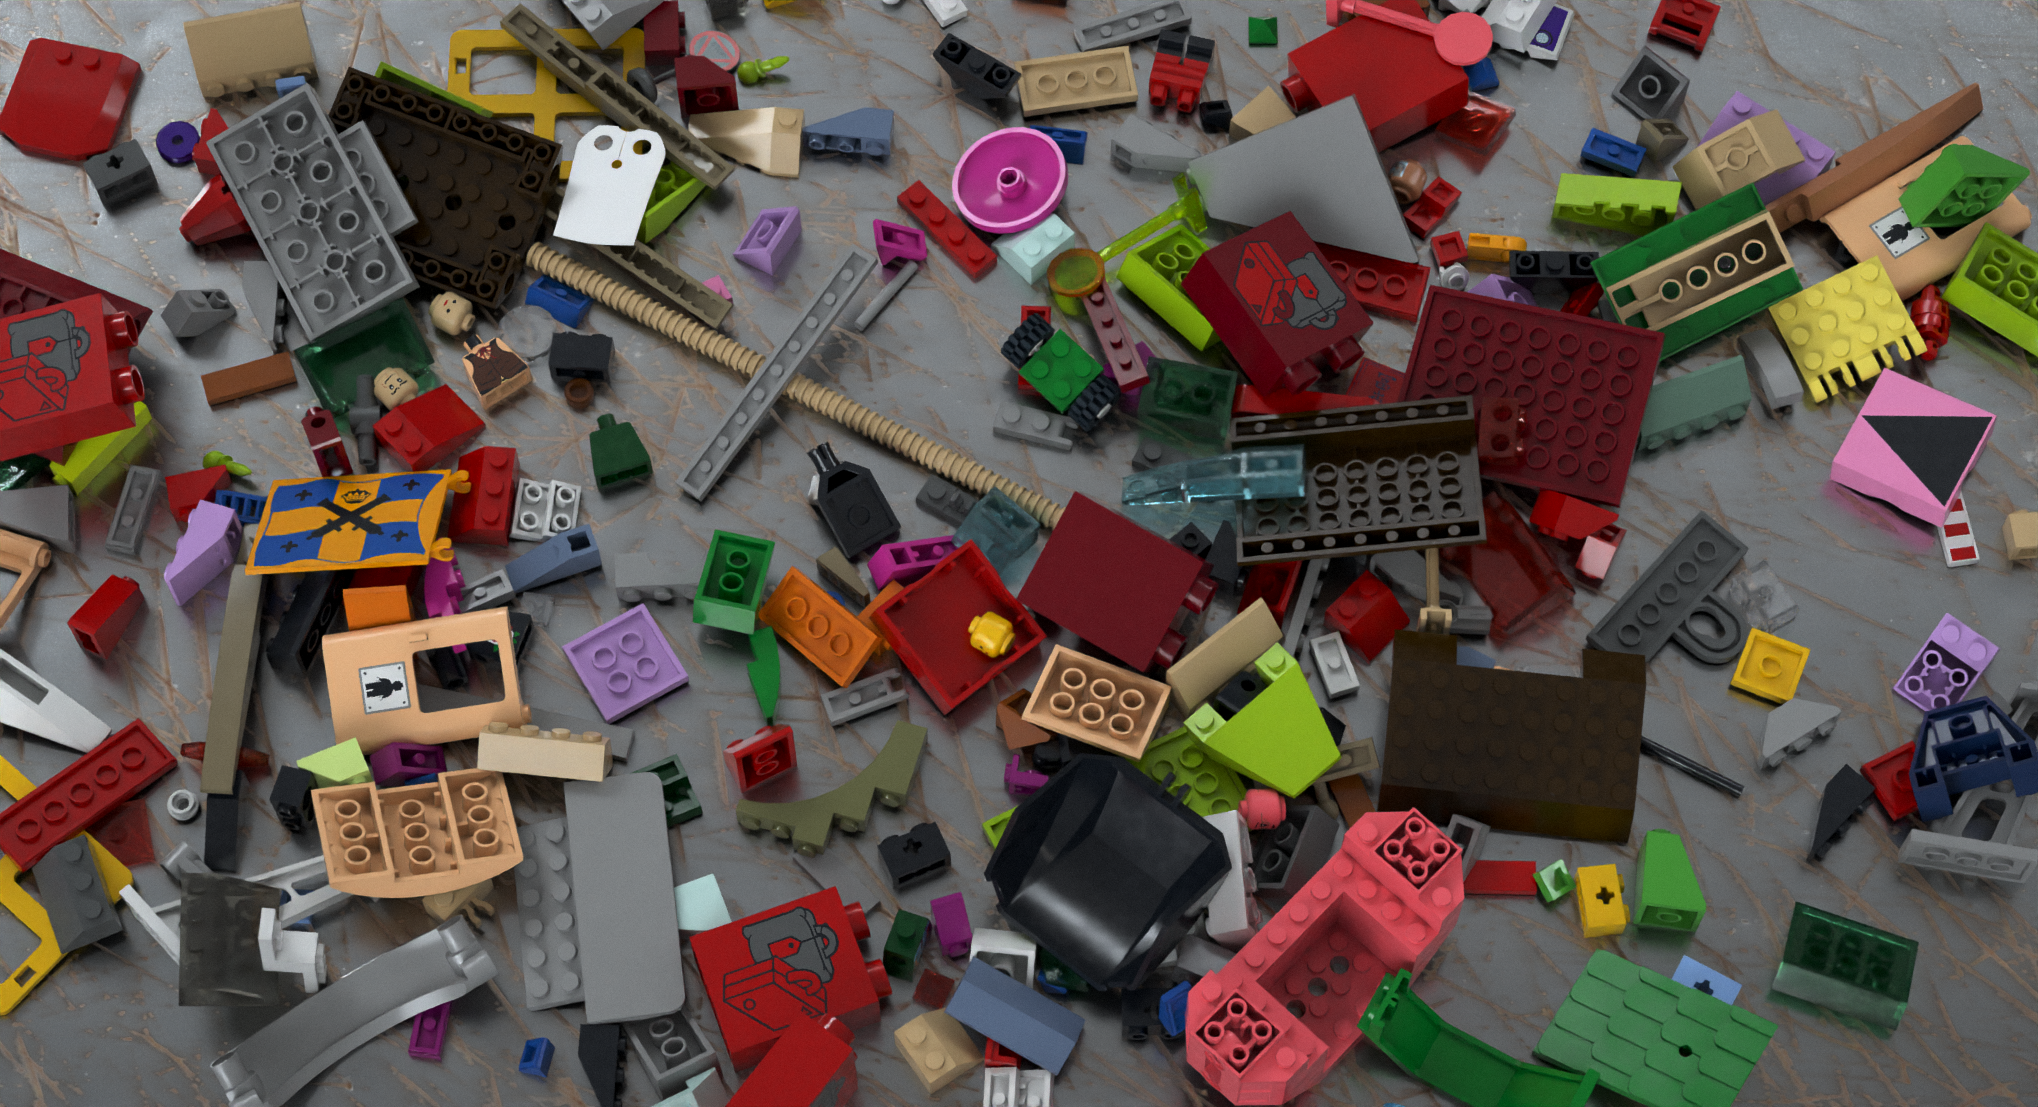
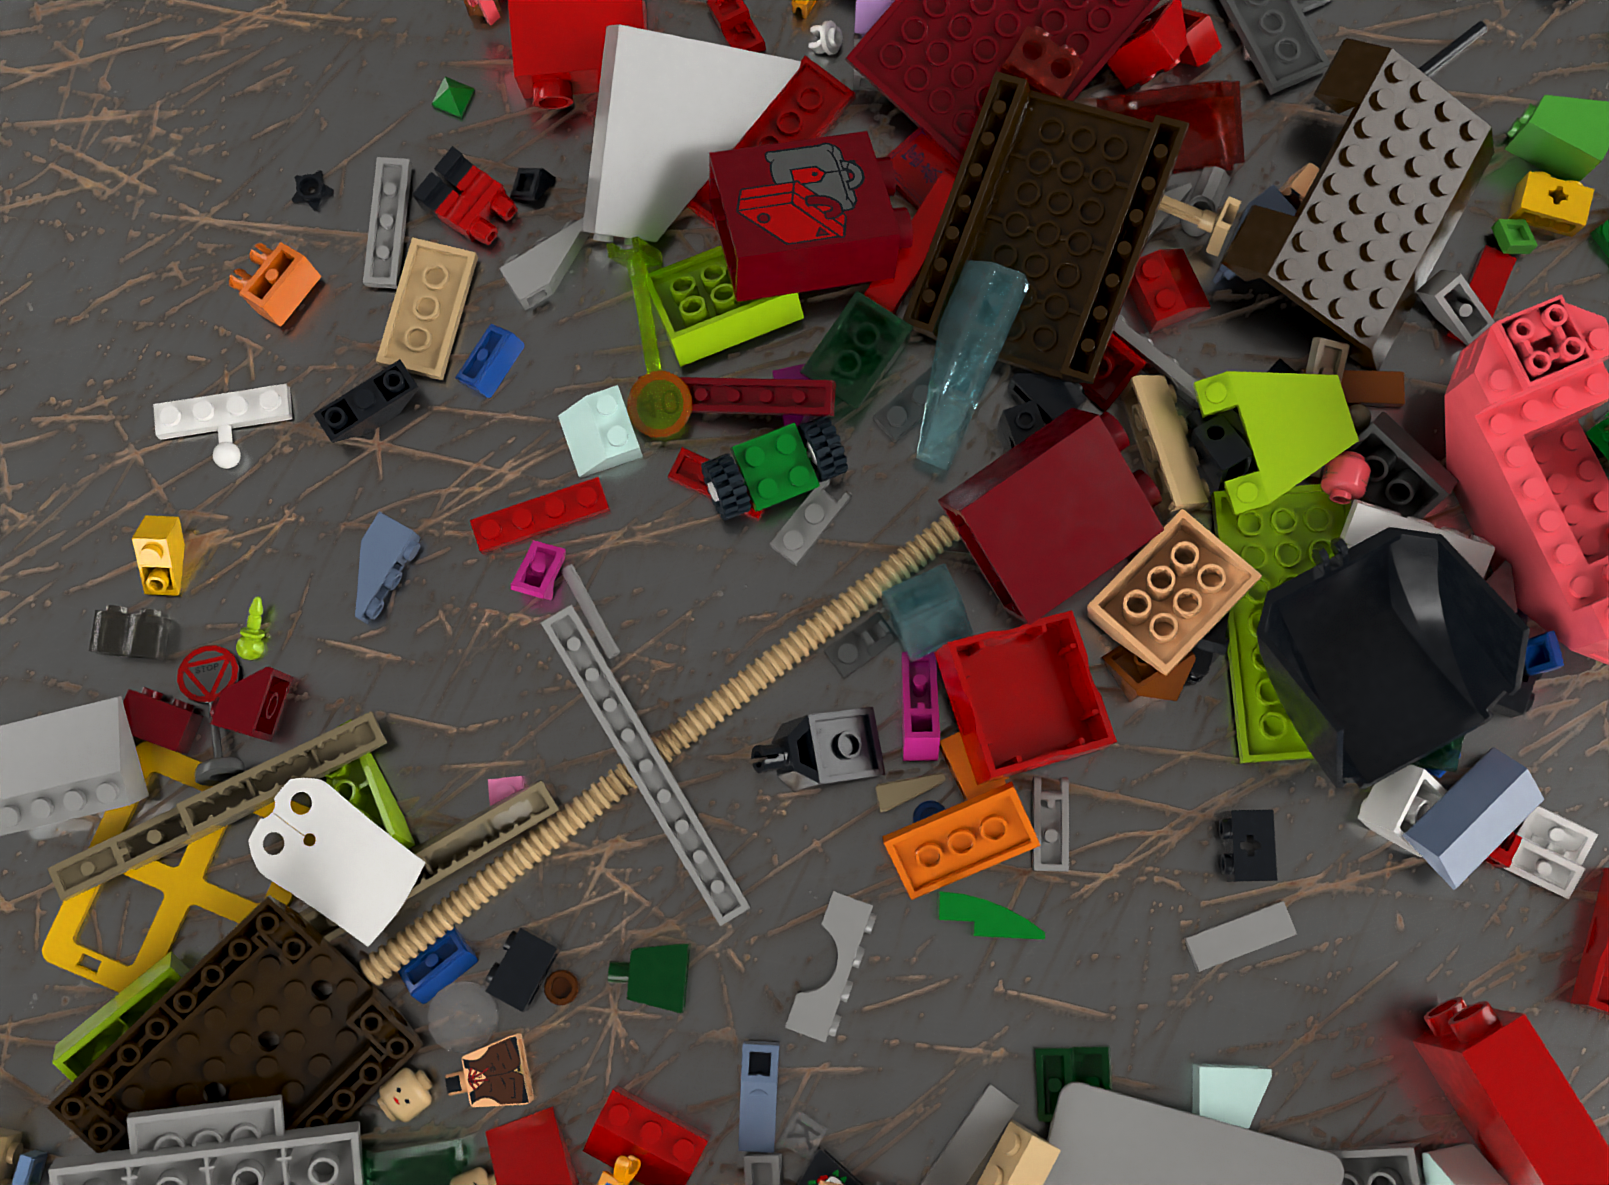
camera: 65 degrees left, 15 degrees up
(543, 509) = (690, 1080): white slope -> none
(625, 663) = (910, 1063): lavender plate -> none
(733, 582) = (878, 912): green slope -> none
(758, 137) = (337, 672): tan wedge -> none
(761, 756) = (1083, 963): red slope -> none
(770, 238) = (466, 708): lavender slope -> none
(787, 963) = (1349, 1034): brick -> none
(850, 805) = (1171, 888): olive arch -> none
(906, 941) = (1347, 893): dark green torso -> none
(933, 989) = (1397, 885): clear red tile -> none
(937, 1048) = (1472, 912): tan slope -> none
(951, 924) = (1347, 840): magenta slope -> none
(991, 634) = (1045, 665): yellow head -> none
(1010, 180) = (519, 425): dark pink dish -> none
(1023, 782) = (1215, 694): magenta bracket -> none
(1260, 114) = (566, 140): tan torso -> none
(1334, 664) = (1204, 341): white plate -> none
(1407, 180) = (699, 26): nougat head -> none
(1449, 249) = (793, 28): red plate -> none

